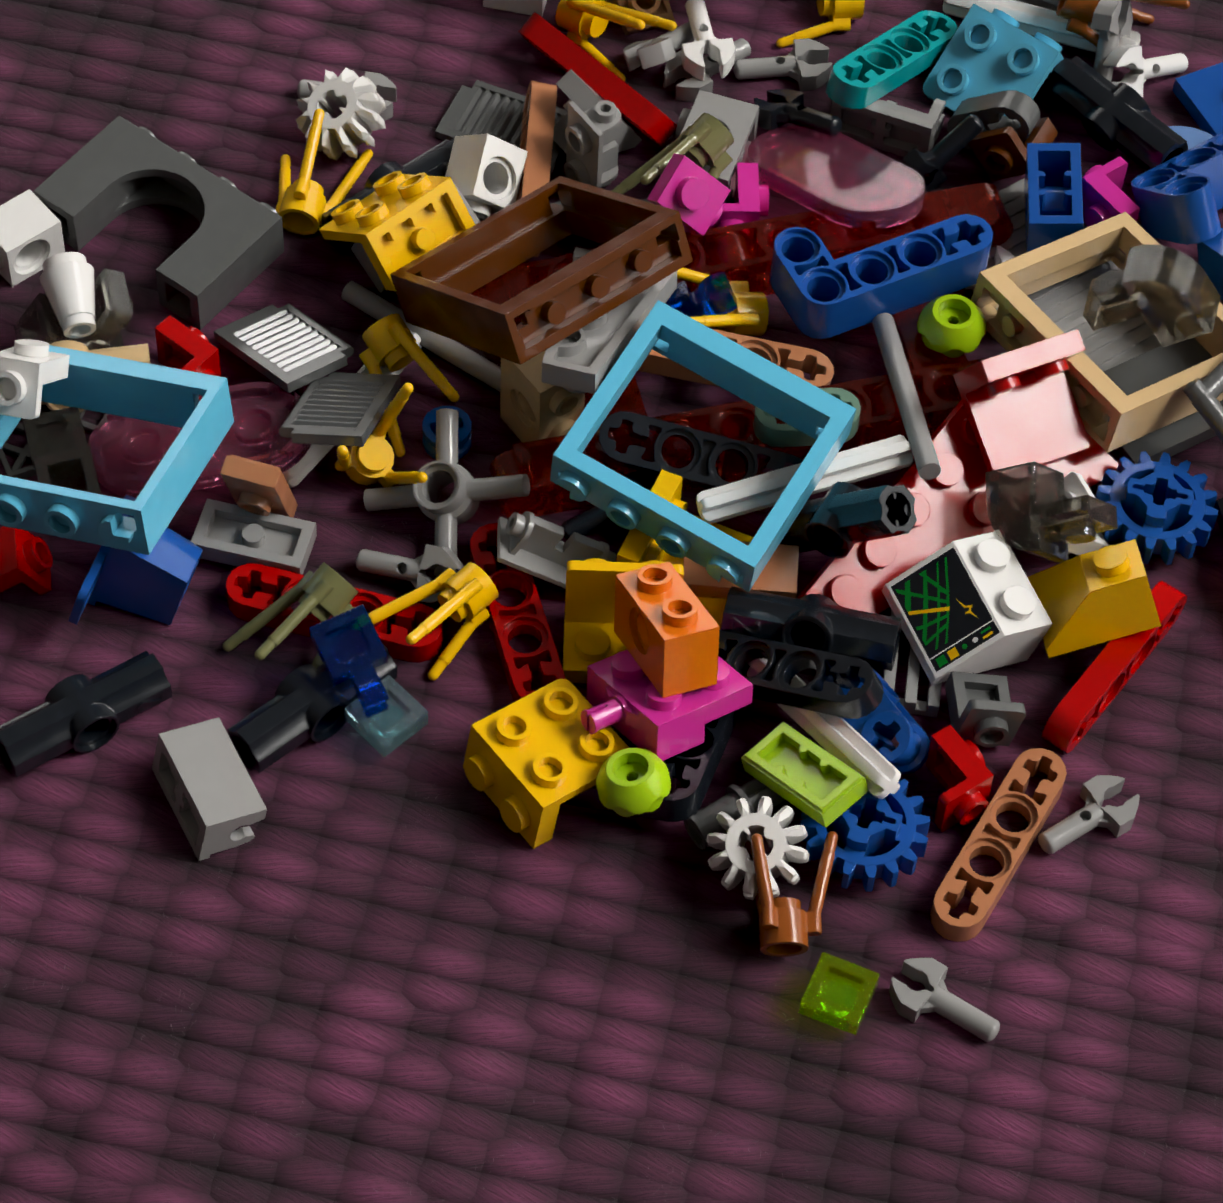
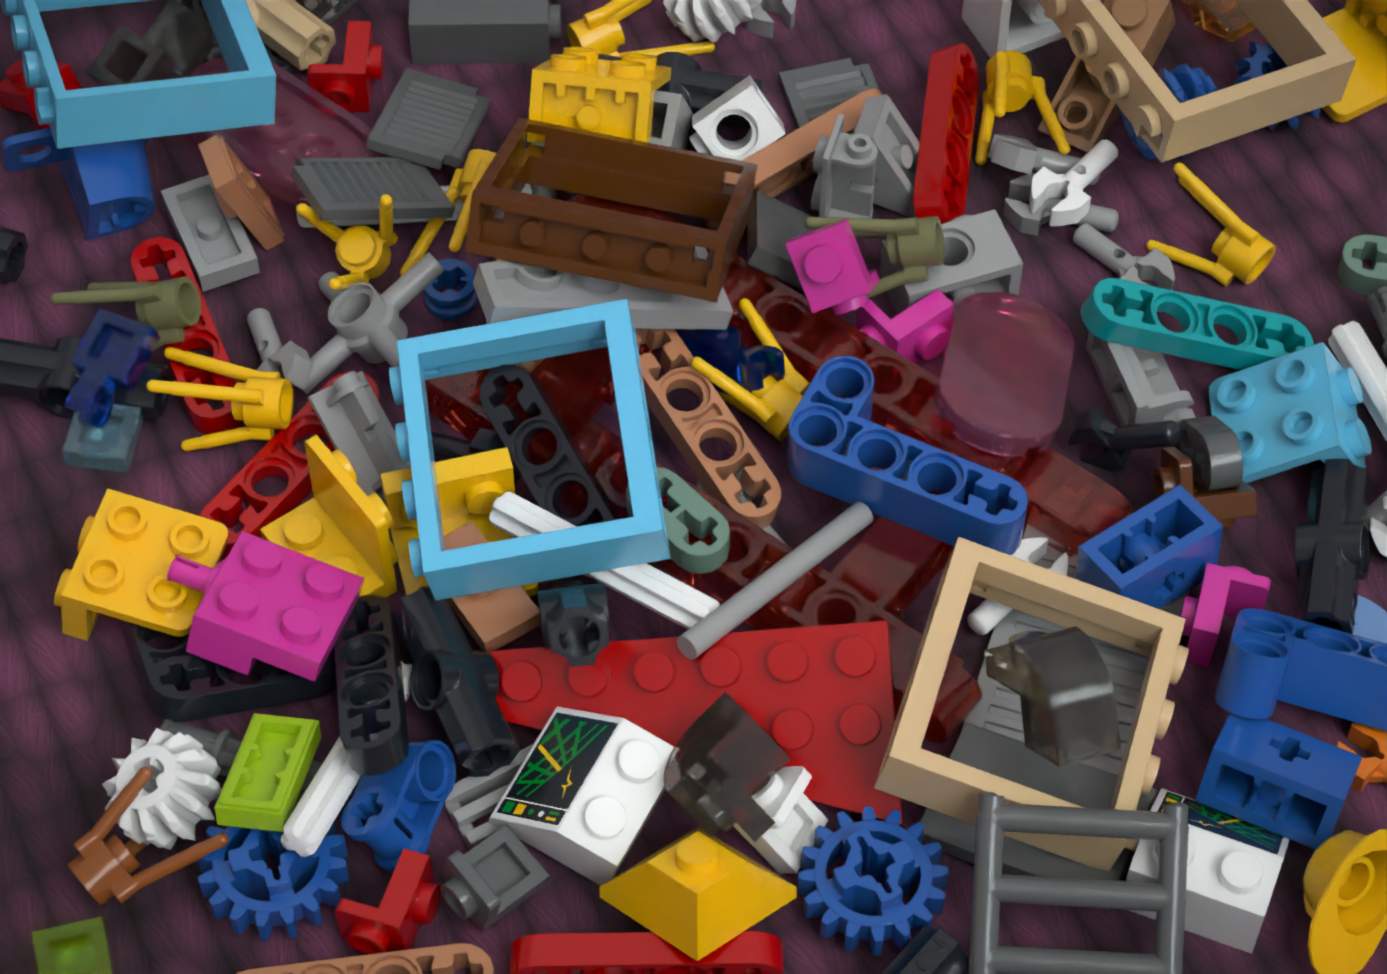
camera: 55 degrees right, 0 degrees up
(638, 796) = (144, 643): lime plate -> none
(666, 629) = (297, 551): orange brick -> none
(788, 106) = (1062, 300): black bar -> none
(952, 325) = (901, 583): lime plate -> none
(1024, 403) = (832, 677): bracket -> none

